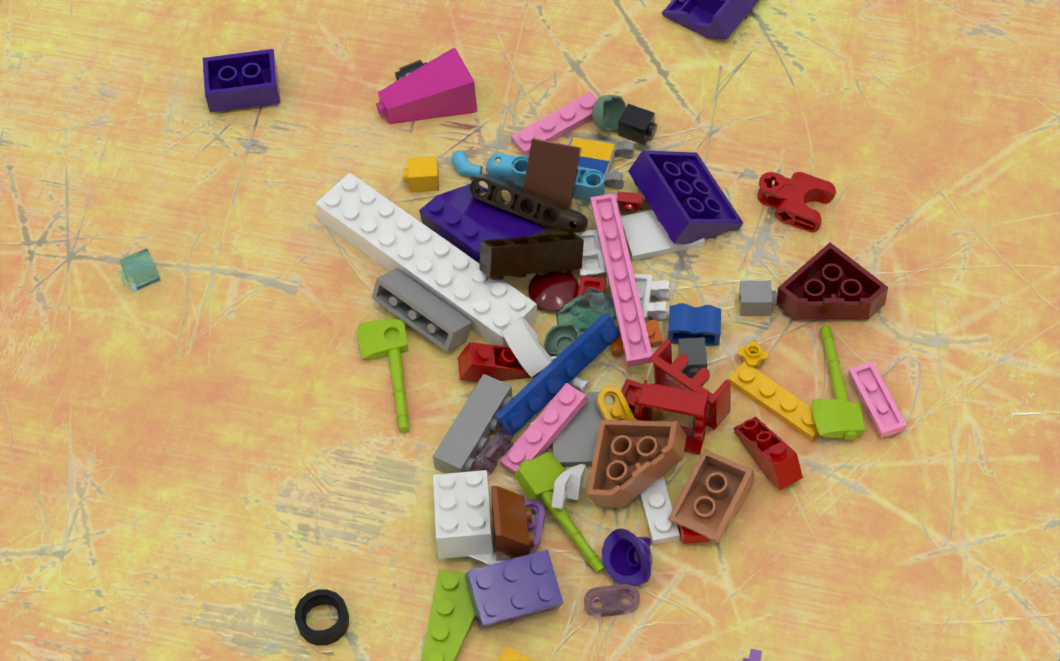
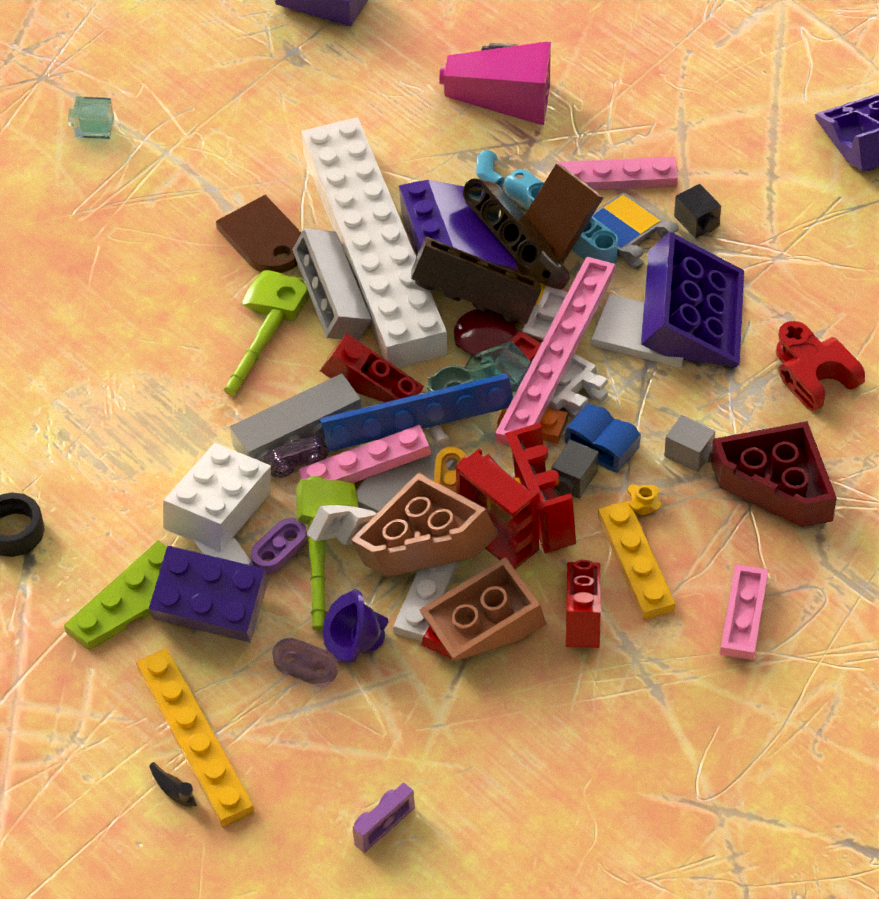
camera: 30 degrees right, 5 degrees down
(337, 298) = (260, 234): none -> reddish brown tile
(422, 174) = (436, 156): yellow brick -> none
(510, 524) = (249, 524): dark orange slope -> none
(526, 348) = (401, 372): white slope -> none
(608, 111) = (672, 180): sand green hair -> none
(630, 201) = (629, 282): red plate -> none
(836, 416) = (691, 608): lime piece -> none

